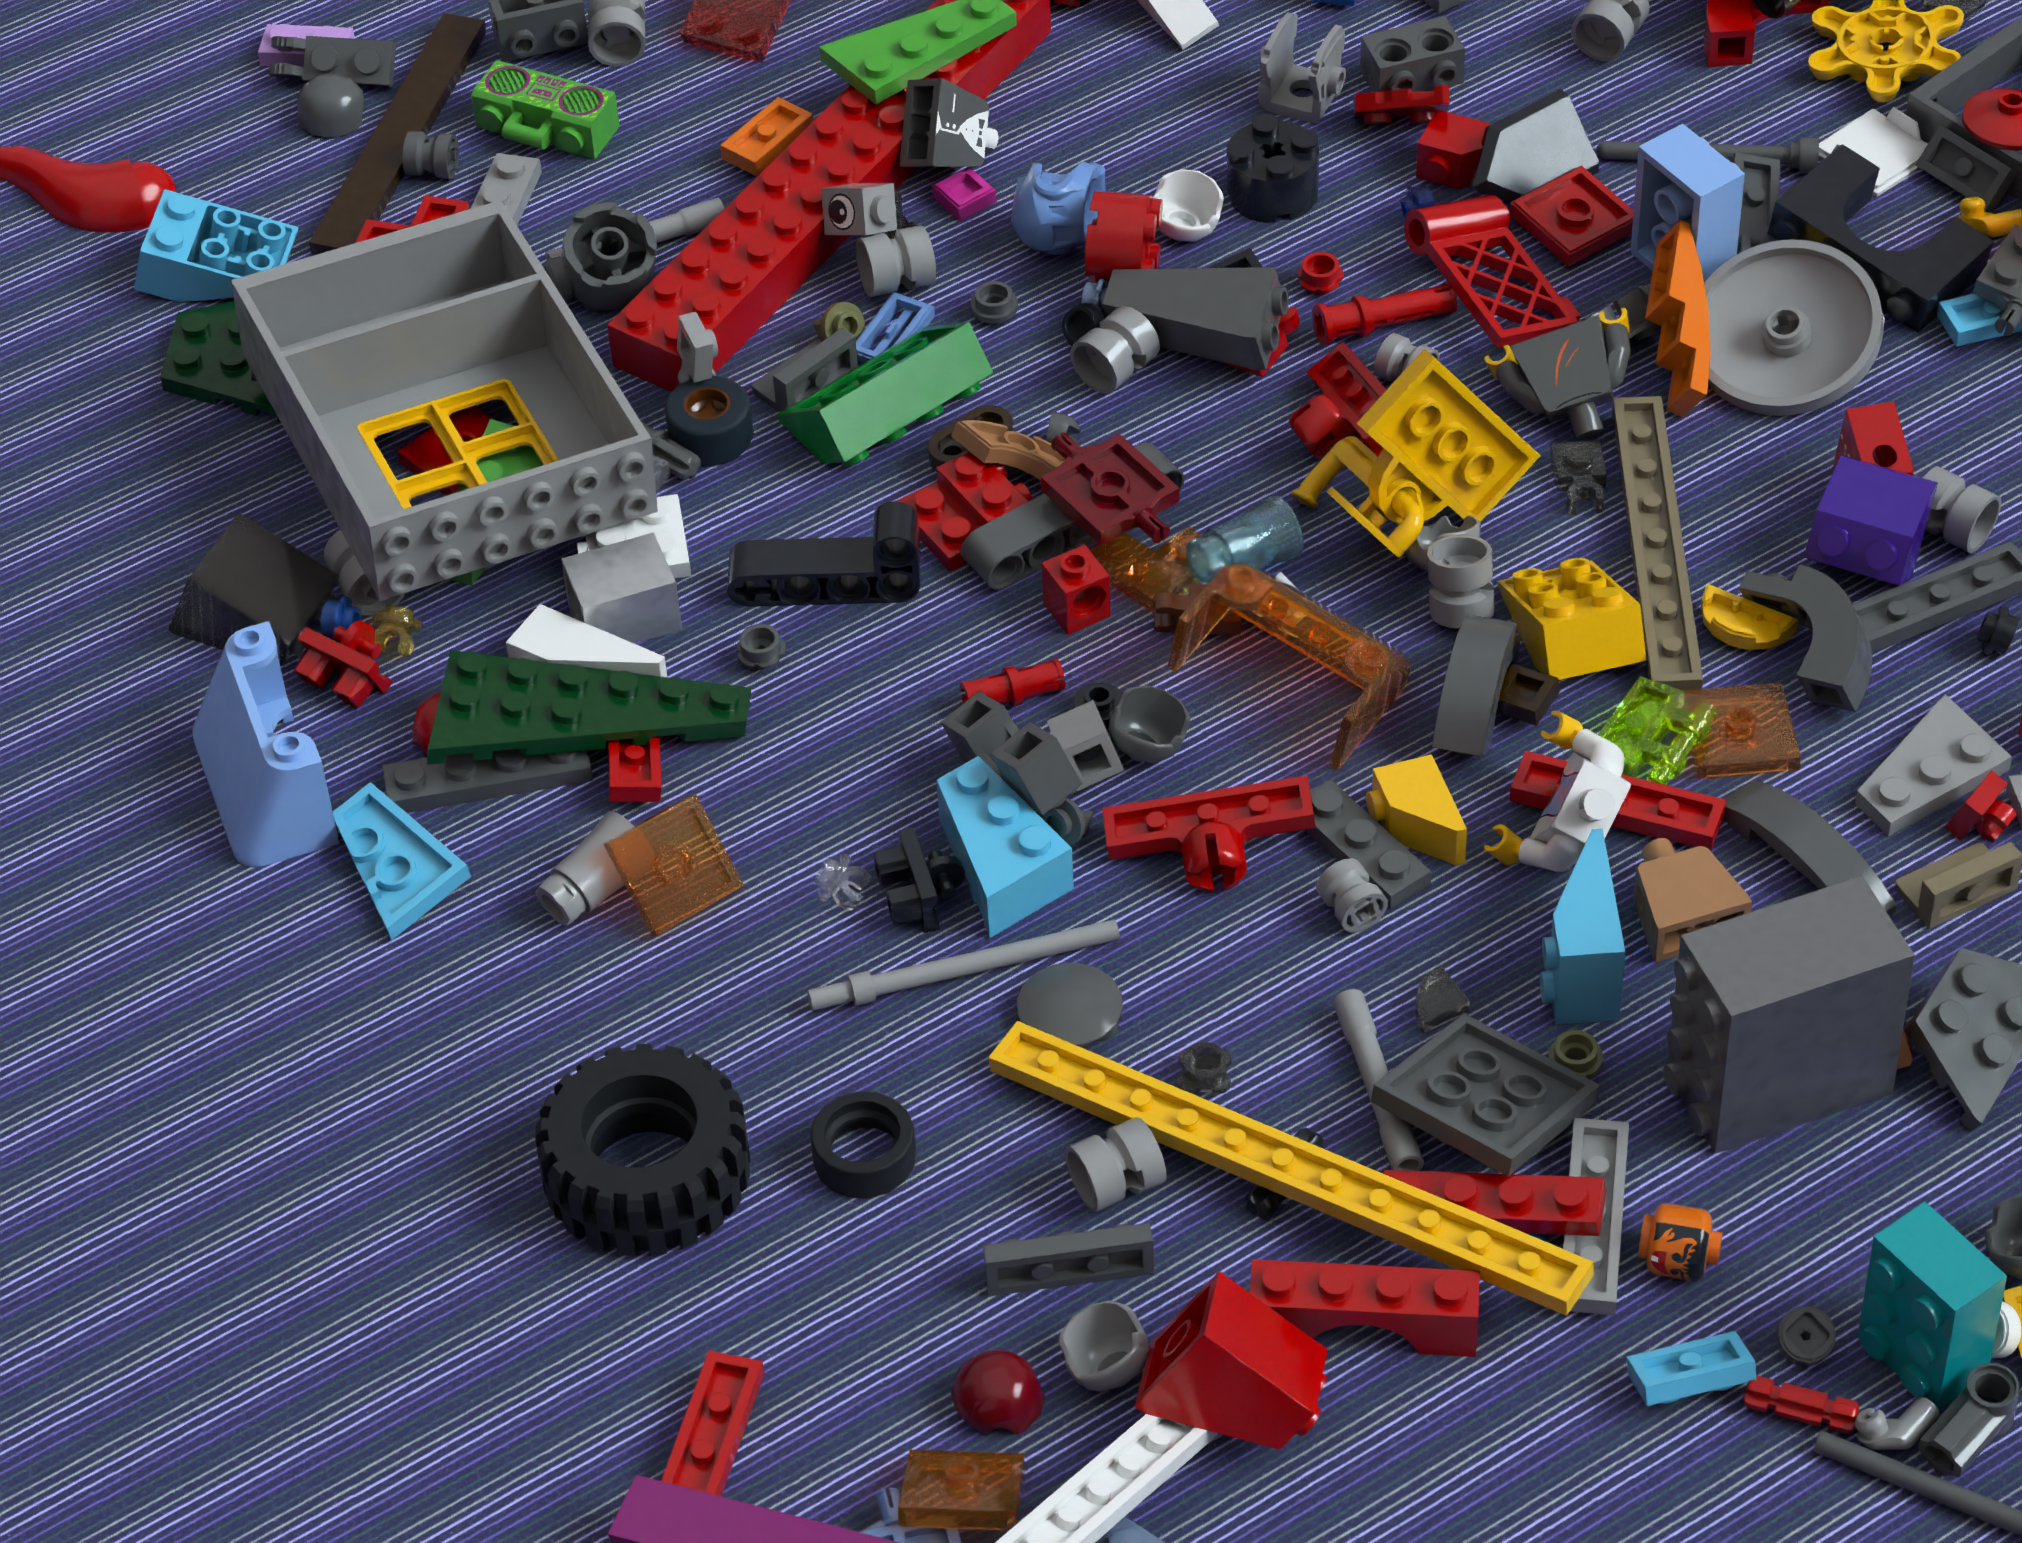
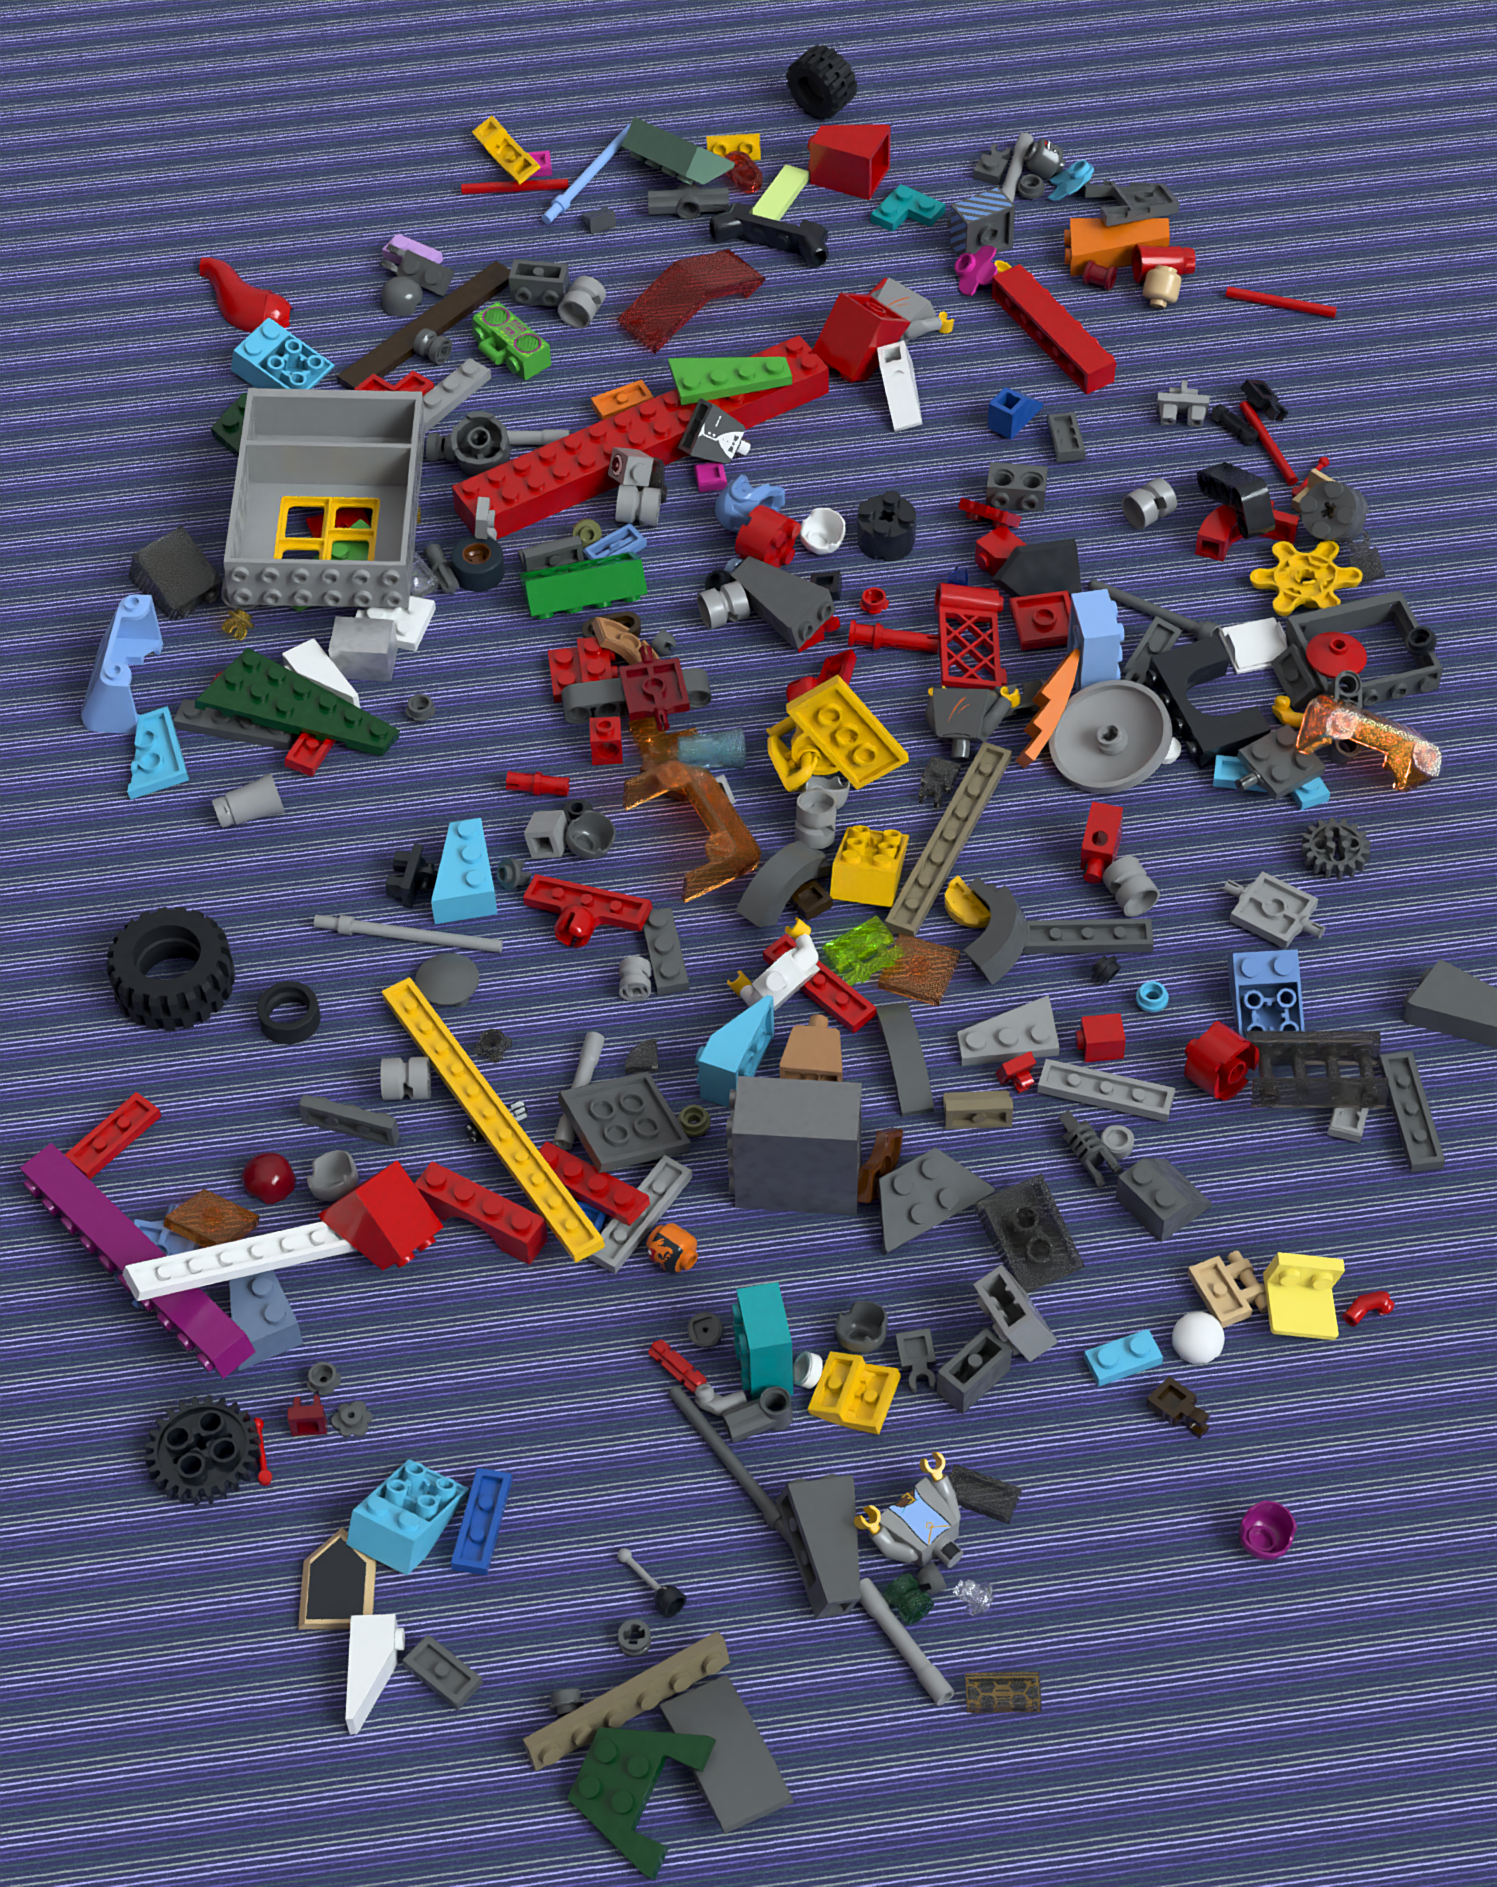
camera: 25 degrees right, 5 degrees up
(338, 614) = (212, 607): blue plate -> none
(349, 657) = (208, 624): red hips -> none
(673, 864) = (288, 815): clear orange plate -> none
(831, 569) = (504, 684): black beam -> none
(834, 881) = (370, 856): clear plate -> none
(994, 302) = (680, 550): dark grey plate -> none
(1024, 758) = (498, 823): dark grey arch -> none
(1282, 76) = (937, 475): light grey piece -> none
(1396, 355) = (882, 675): light grey wheel -> none
(1418, 808) = (704, 942): yellow slope -> none
(1691, 1368) = (630, 1320): medium azure plate -> none
(1871, 520) = (1070, 875): dark purple slope -> none

